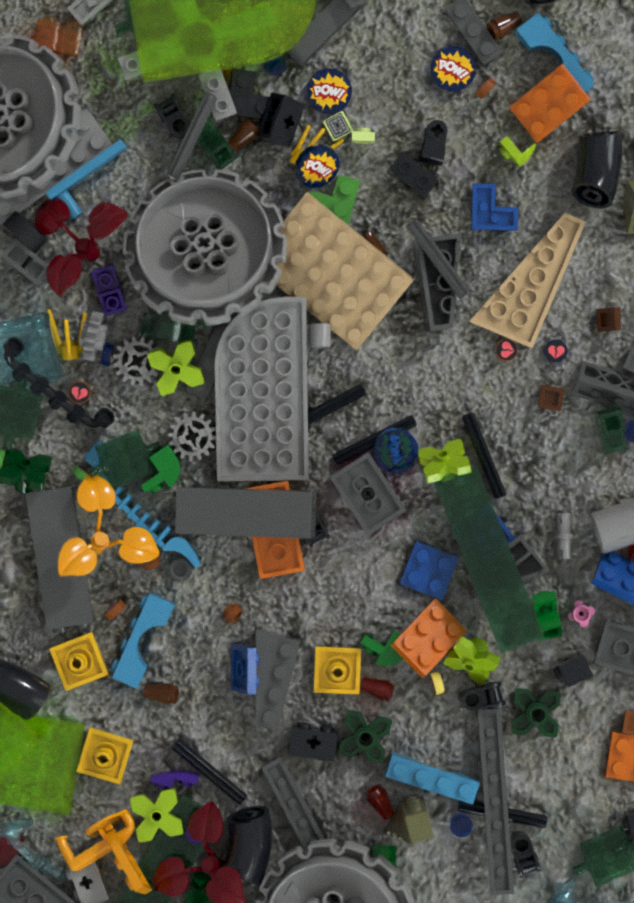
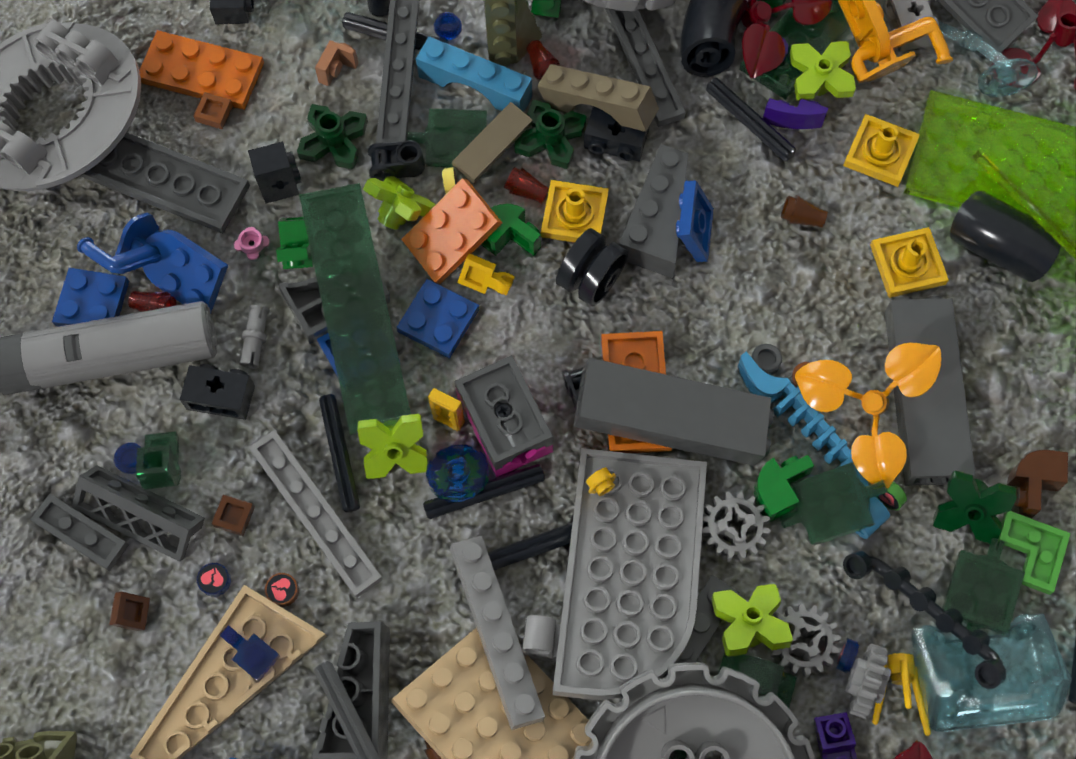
camera: 170 degrees left, 20 degrees down
(79, 392) = (889, 609): tile -> none
(115, 609) = (858, 317): dark orange tile -> none
(154, 613) = (805, 304): dark azure arch -> none
(232, 613) = (702, 296): dark orange plate -> none
(291, 452) = (601, 482): none -> yellow plate
(315, 618) = (591, 267): none -> black wheel
(340, 769) = (627, 102): none -> dark tan arch
(350, 337) = (497, 633): none -> light grey plate
(400, 606) = (480, 275): none -> yellow plate
(408, 718) = (492, 142): none -> dark tan tile
(409, 494) = (446, 409): none -> yellow plate
(438, 724) = (449, 134): none -> clear green plate
(493, 407) = (316, 514): none -> light grey plate
(515, 298) = (252, 655): none -> clear blue plate
(548, 776) = (332, 60): none -> nougat bracket
(593, 483) = (228, 402): none -> black brick

